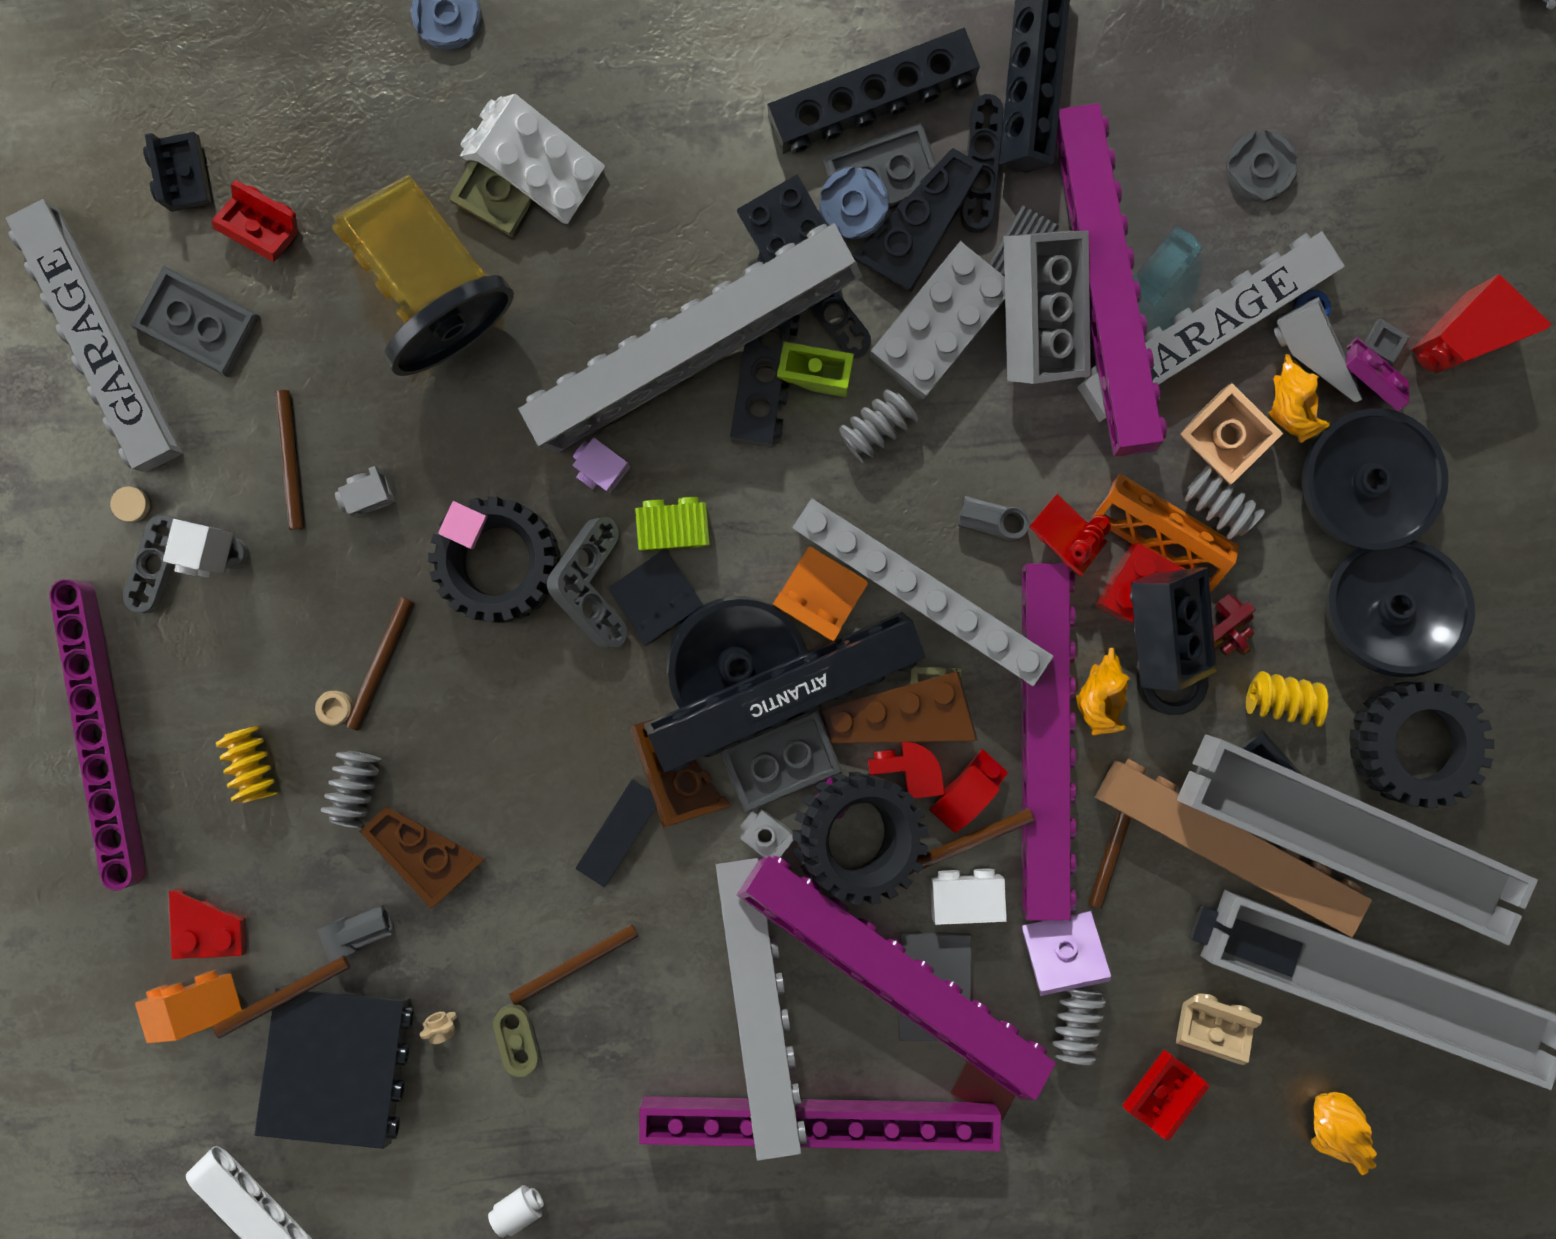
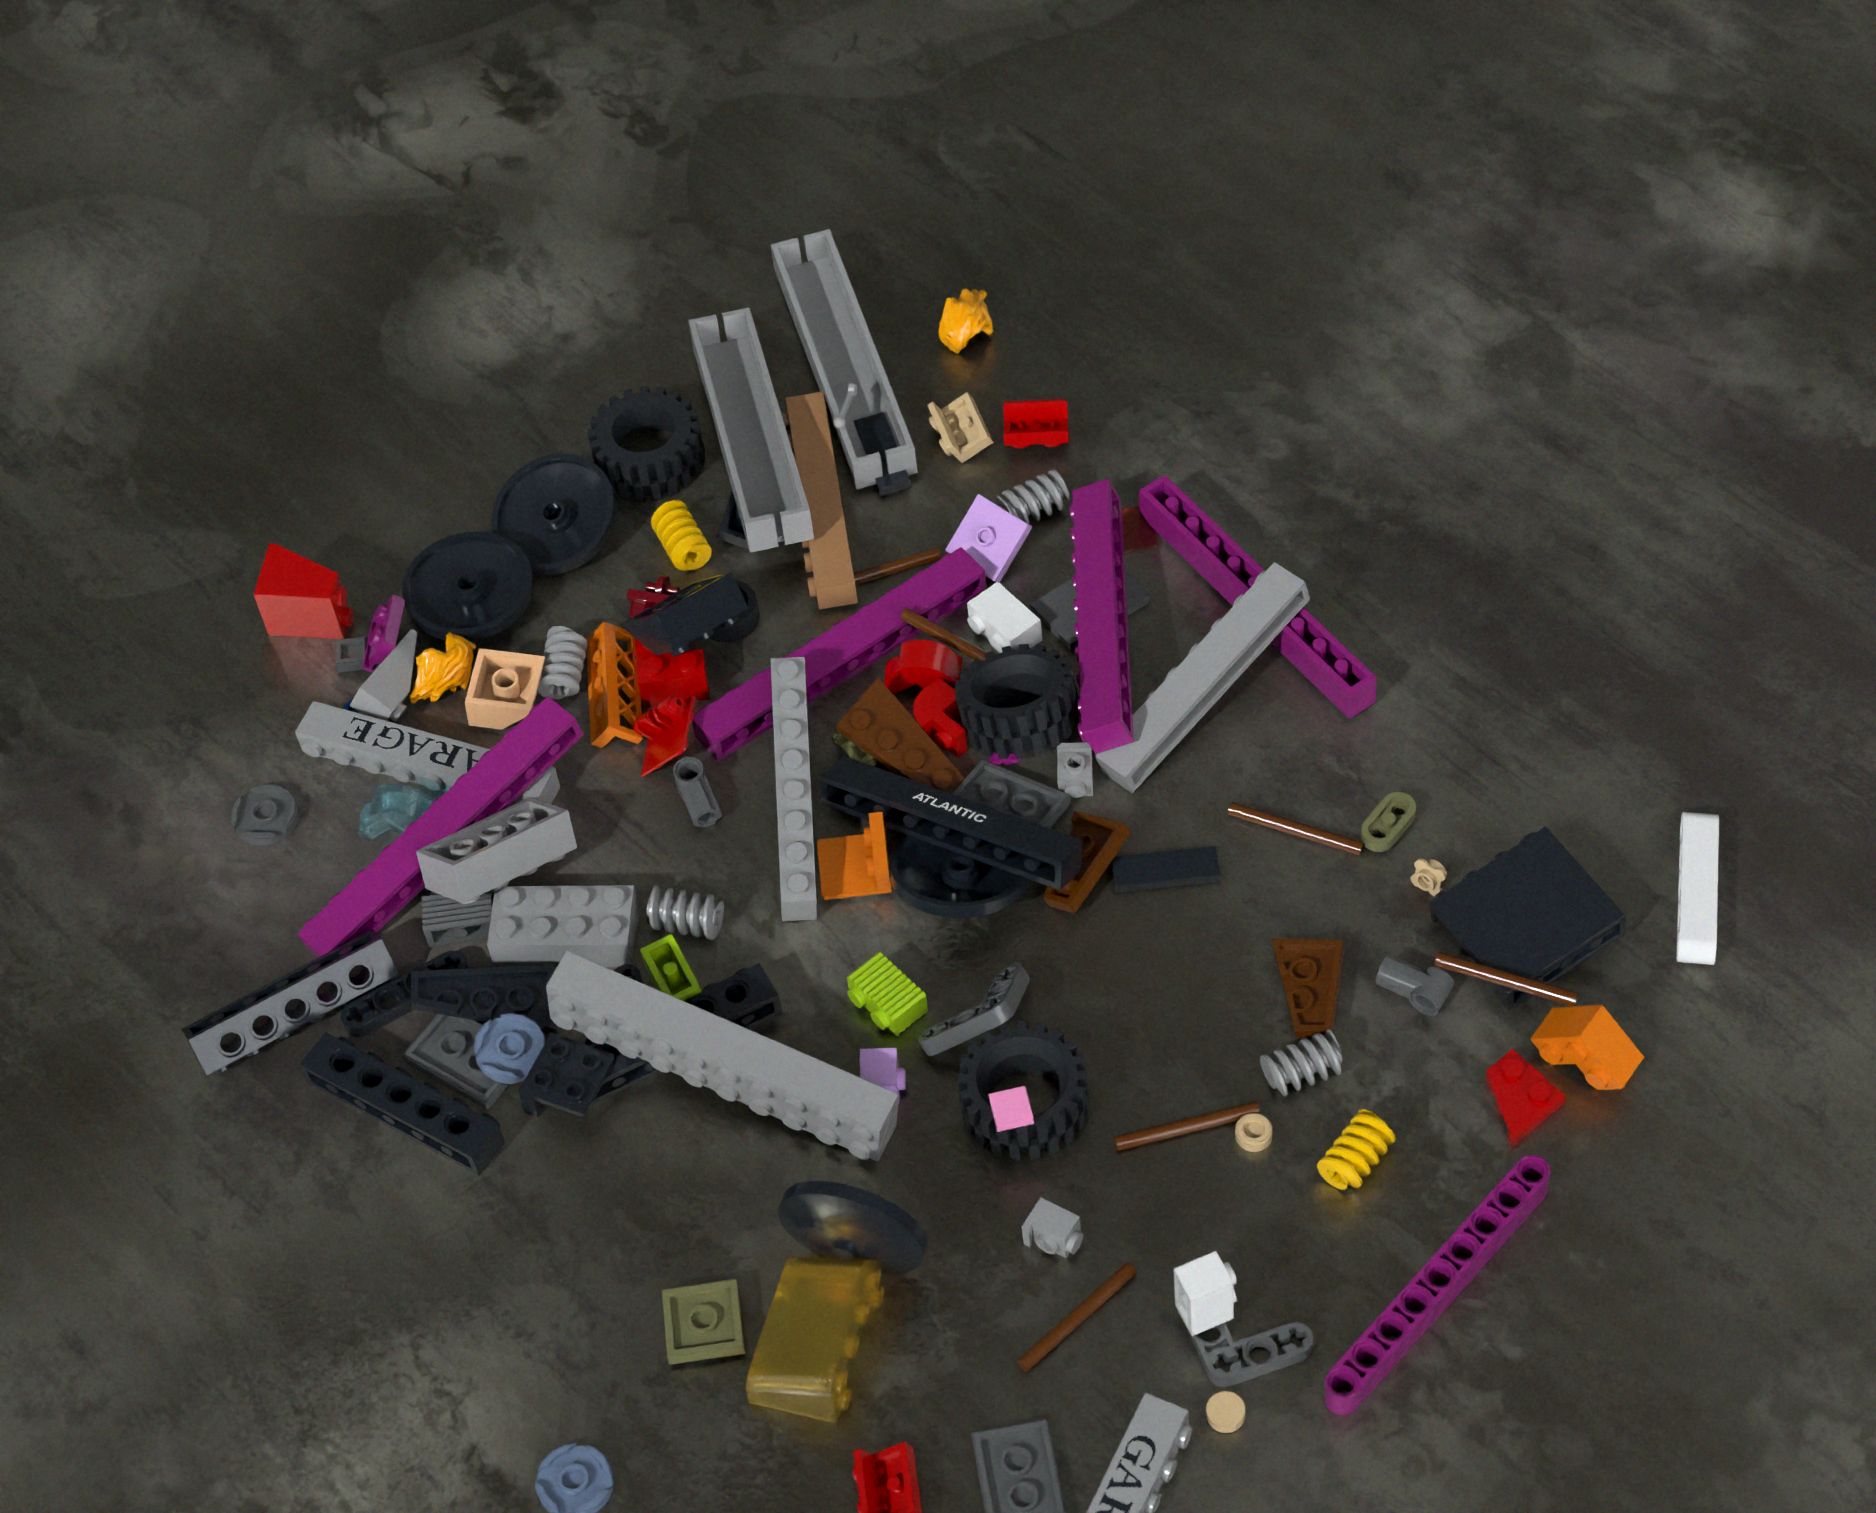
camera: 125 degrees left, 35 degrees down
(516, 1211) = (1513, 732): white brick -> none
(532, 155) = (654, 1316): white bracket -> none
(655, 597) = (957, 960): black bracket -> none
(1104, 696) = (772, 640): light orange hair -> none
(1293, 919) = (839, 421): none -> light grey hinge

